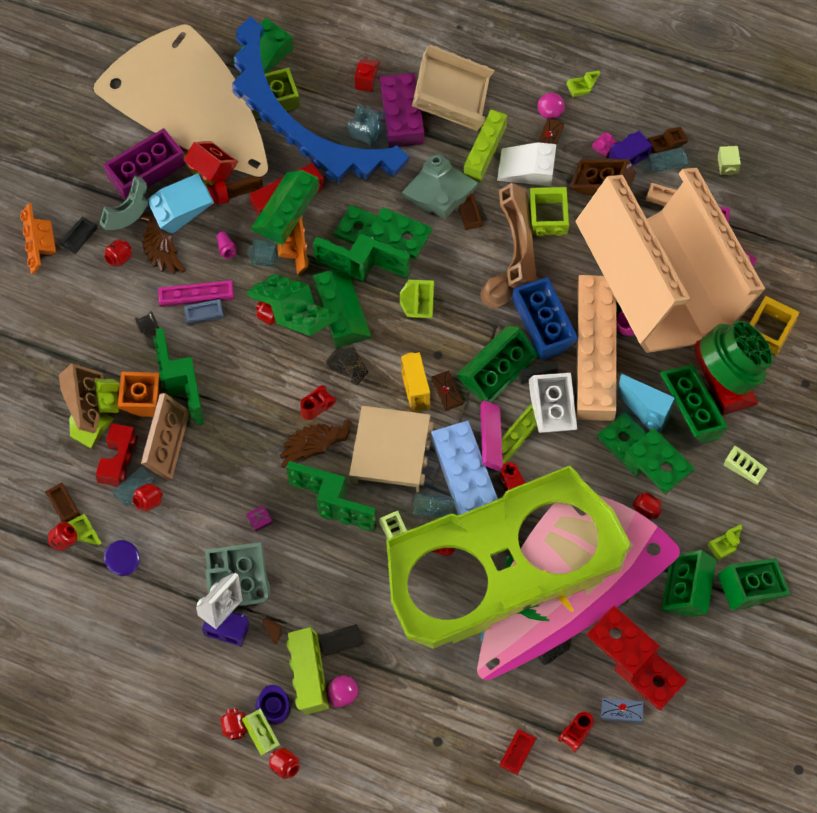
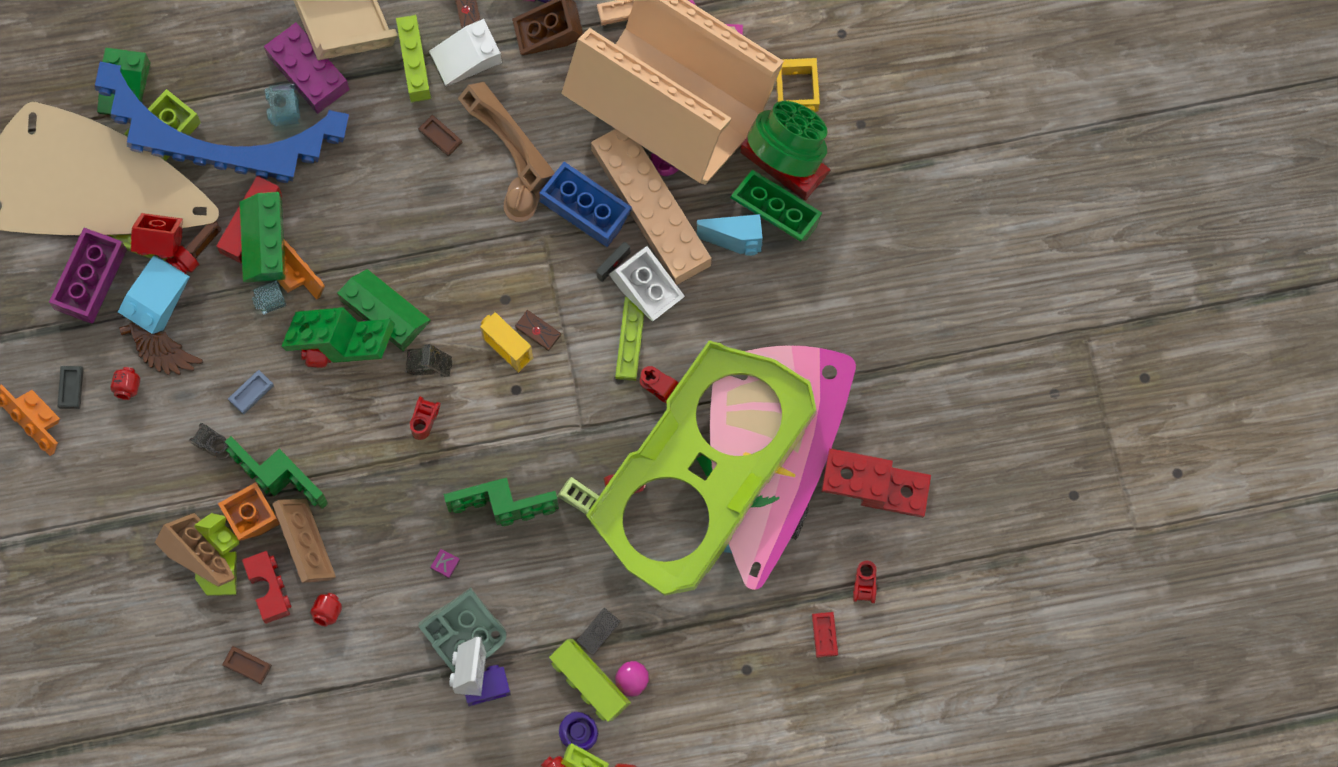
camera: 35 degrees left, 10 degrees up
(62, 536) = (271, 698): red head -> none
(84, 530) = (286, 679): lime slope -> none
(121, 557) = (343, 683): dark purple piece -> none
(126, 490) = (303, 602): clear light blue plate -> none
(129, 211) = (105, 334): sand green arch -> none
(195, 293) = (230, 377): dark pink tile -> none
(226, 246) = (228, 312): dark pink cone -> none
(273, 629) = (531, 662): reddish brown slope -> none
(313, 441) = (445, 457): reddish brown animal -> none
(362, 257) = (372, 240): green bracket -> none
(366, 74) = (244, 49): red slope -> none
(384, 227) = (373, 207): green bracket -> none
(391, 447) = (524, 419): tan panel -> none
(418, 298) = (451, 255): lime slope -> none
(432, 505) = (600, 451): clear light blue plate -> none
(439, 187) = (396, 128): sand green slope -> none
(463, 467) = (607, 400): light blue brick -> none
(491, 435) = (610, 351): dark pink tile -> none
(498, 364) = (569, 275): green slope -> none
(549, 195) = (507, 75): lime window -> none
(622, 710) = (891, 538): sand blue tile -> none
(645, 453) = (761, 282): green bracket -> none
(647, 505) = (794, 332): red head -> none
(689, 584) = (878, 384): green slope -> none
(726, 544) = (885, 324): lime slope -> none
(743, 456) = (849, 230): yellowish green slope -> none
(753, 583) = (933, 348): green slope -> none

